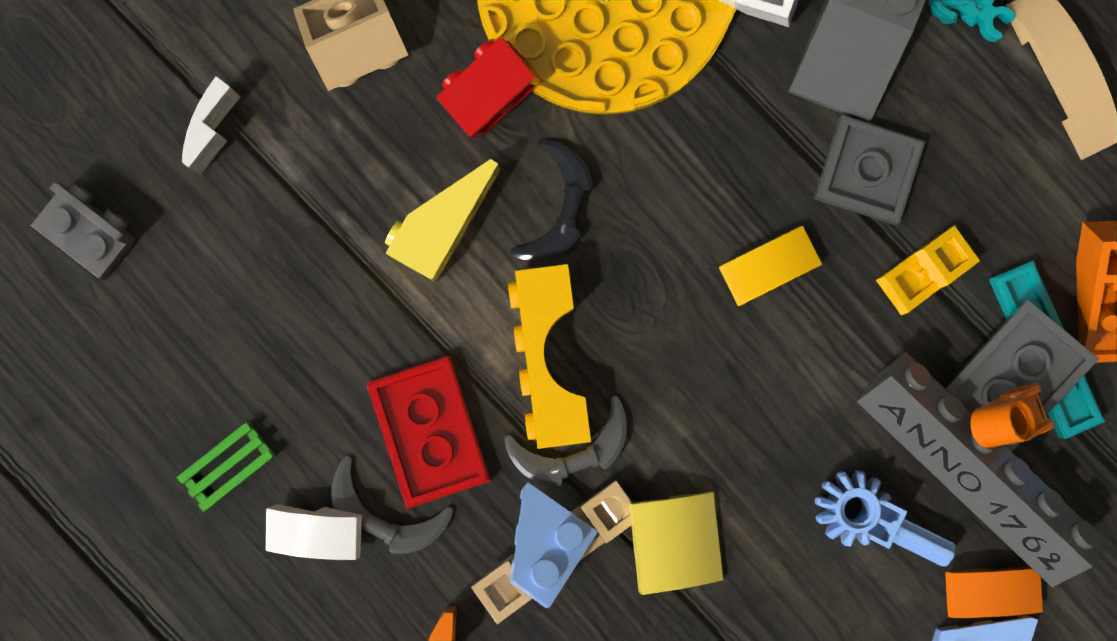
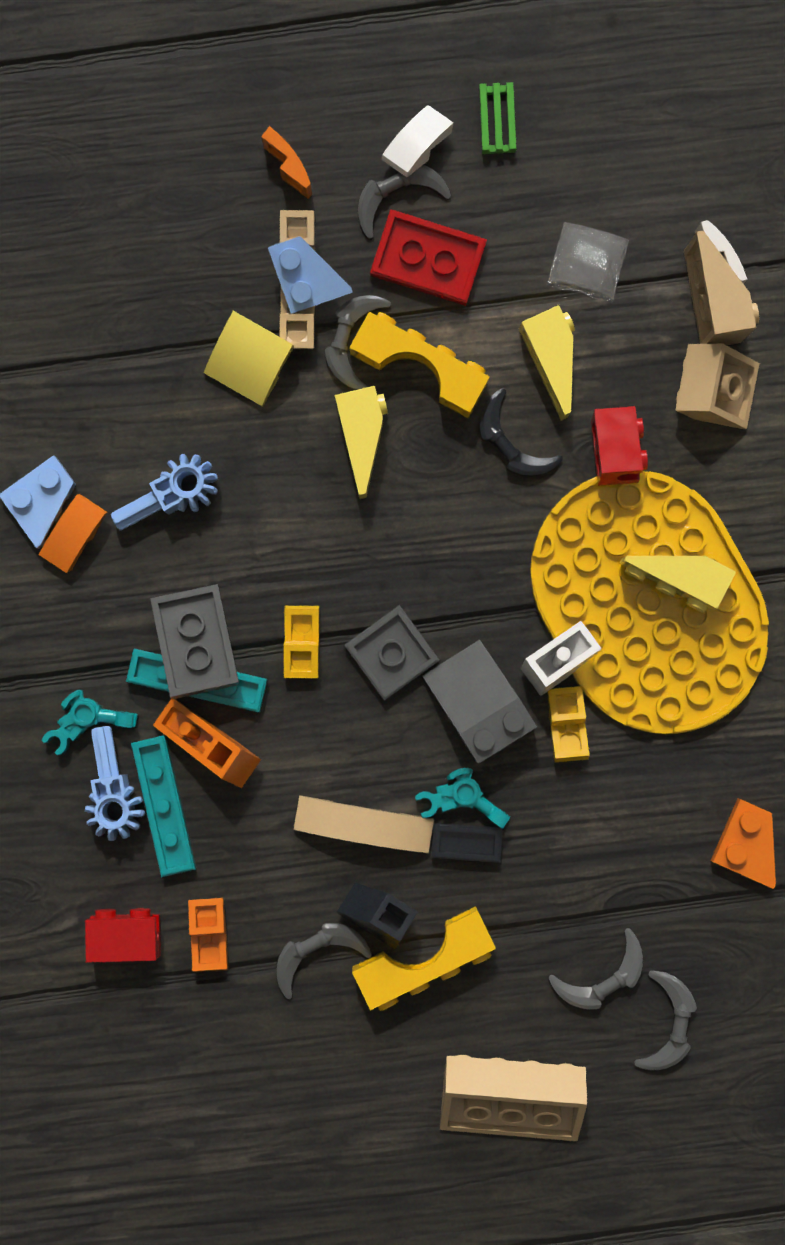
camera: 125 degrees right, 0 degrees up
(83, 231) = (710, 133): flat silver bracket -> none
(256, 93) = (718, 295): none -> tan slope
(313, 260) = (588, 261): none -> clear slope
(662, 369) = (362, 427): none -> light yellow slope
(770, 265) = (376, 543): yellow slope -> none
(987, 480) = (155, 576): dark grey brick -> none
(1011, 418) = (175, 611): orange piece -> none

